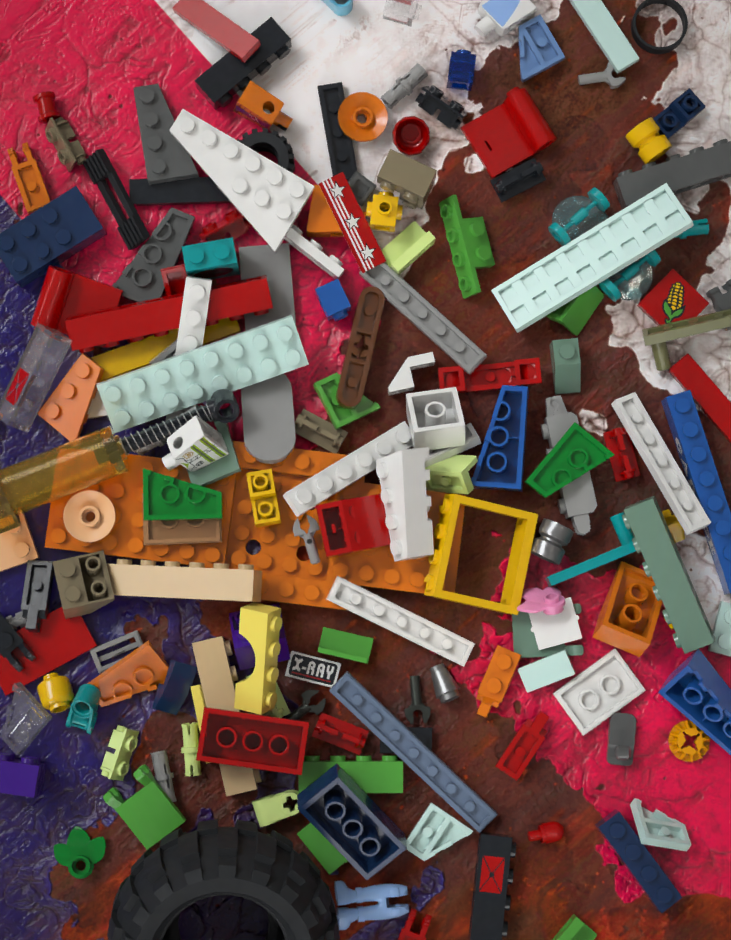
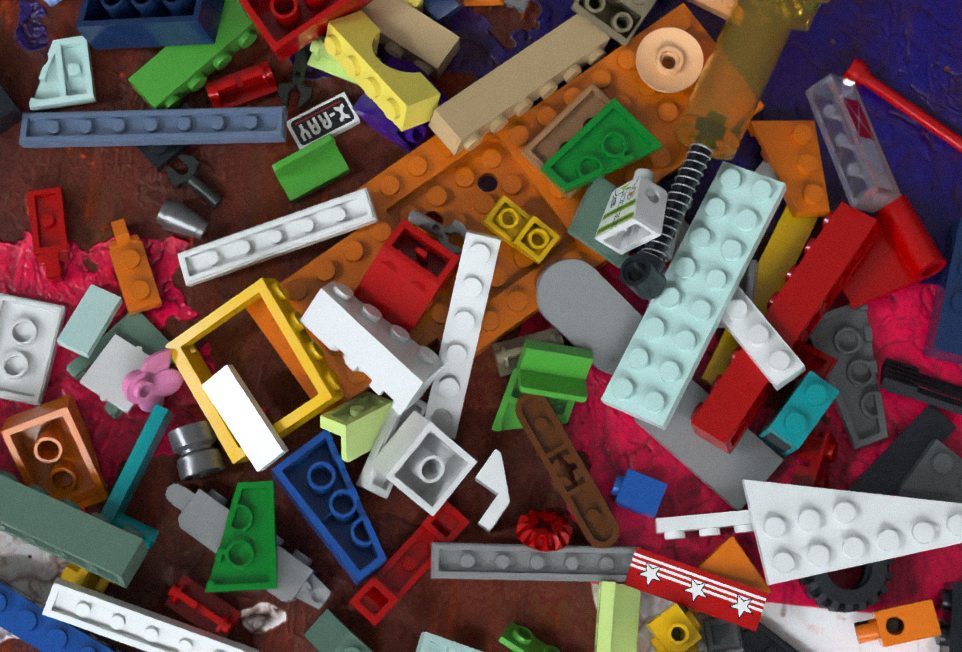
camera: 140 degrees right, 5 degrees down
(318, 404) = (554, 370): none -> bright green panel
(409, 322) = (541, 538): none -> red gear
(510, 530) = (245, 418): none -> white tile

